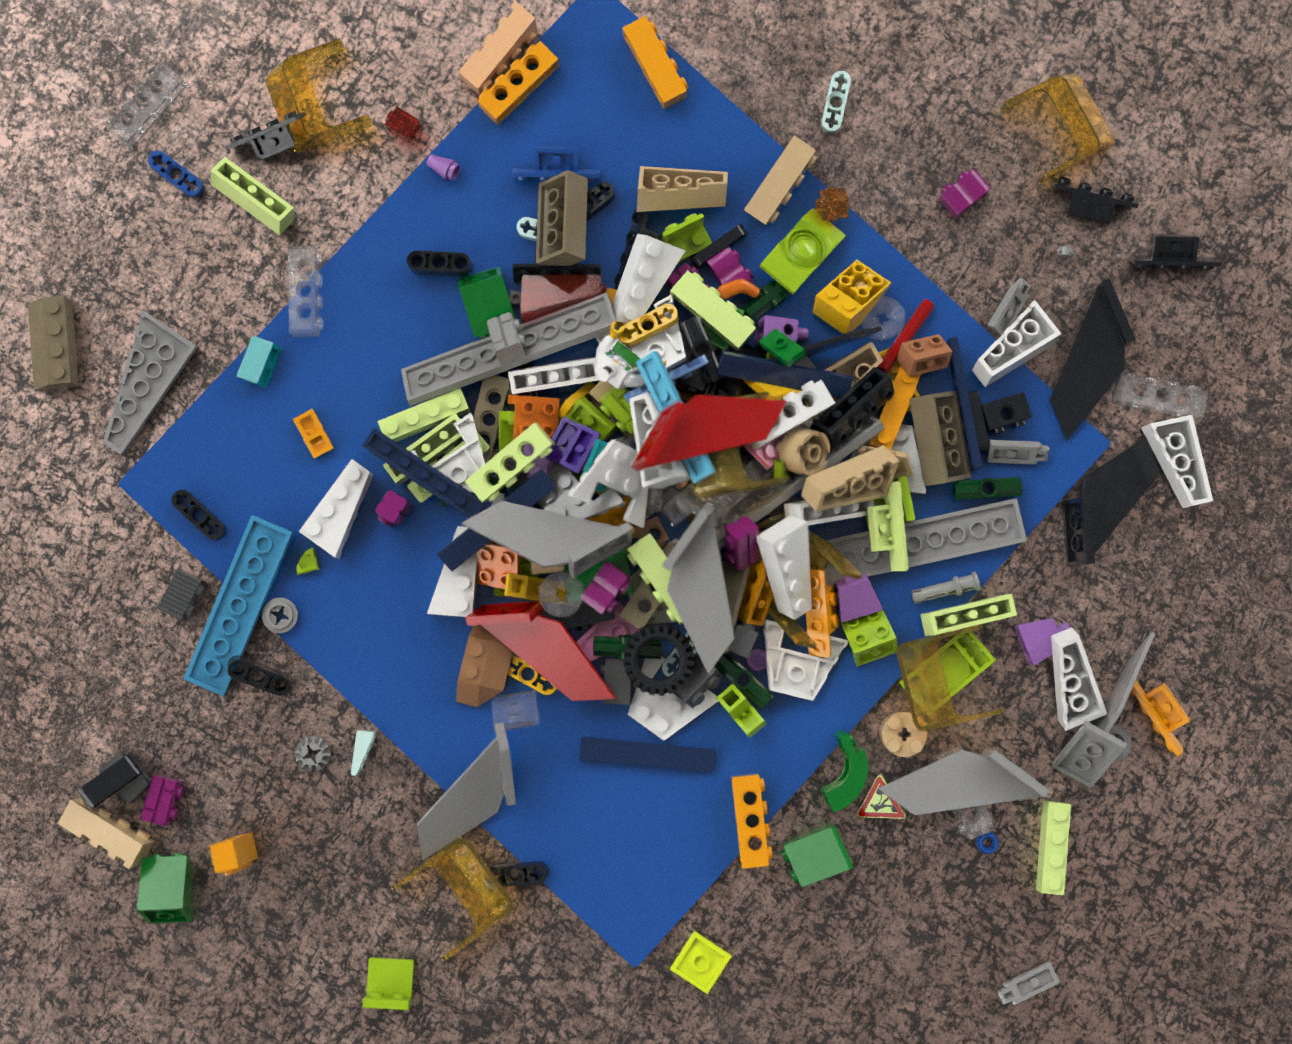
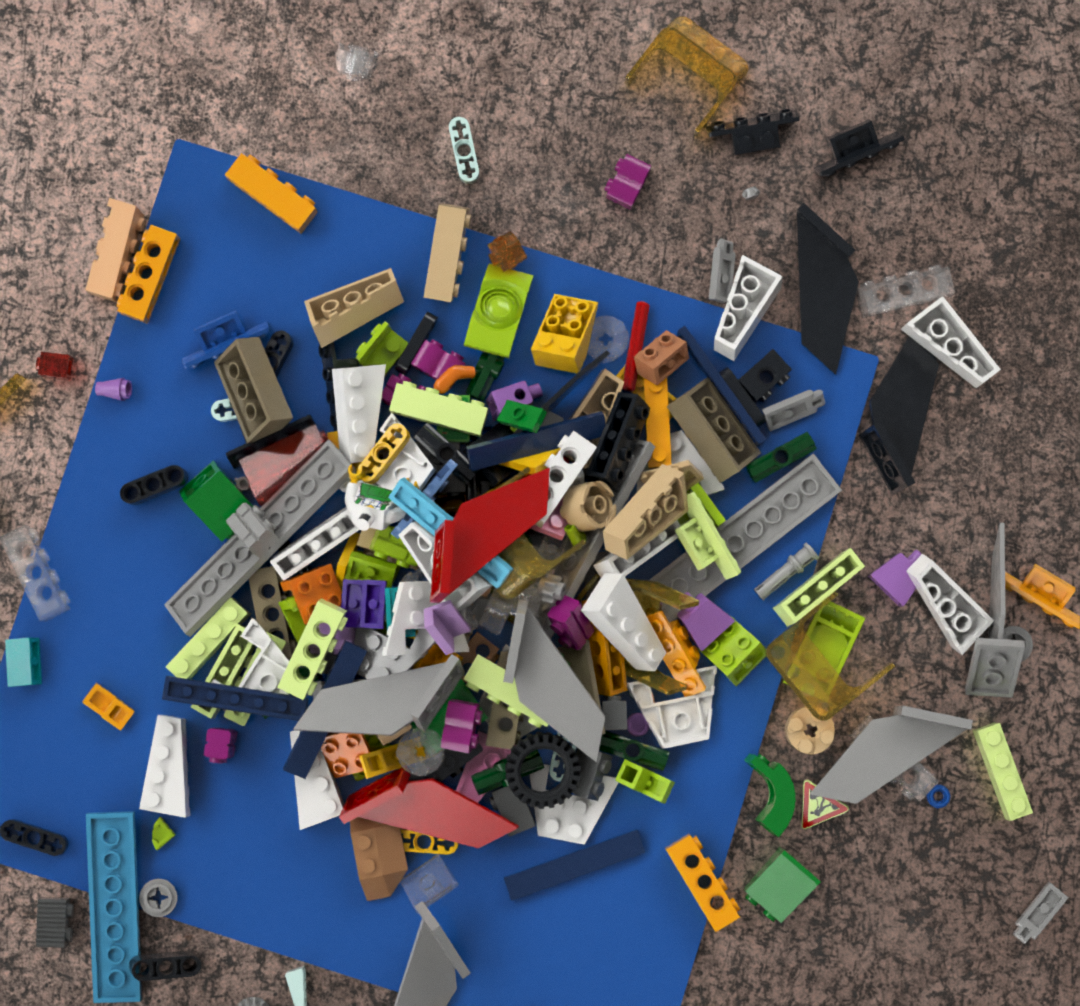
camera: 20 degrees left, 0 degrees up
(634, 493) = (445, 623): none -> lavender panel
(739, 506) = (551, 589): none -> light grey gear

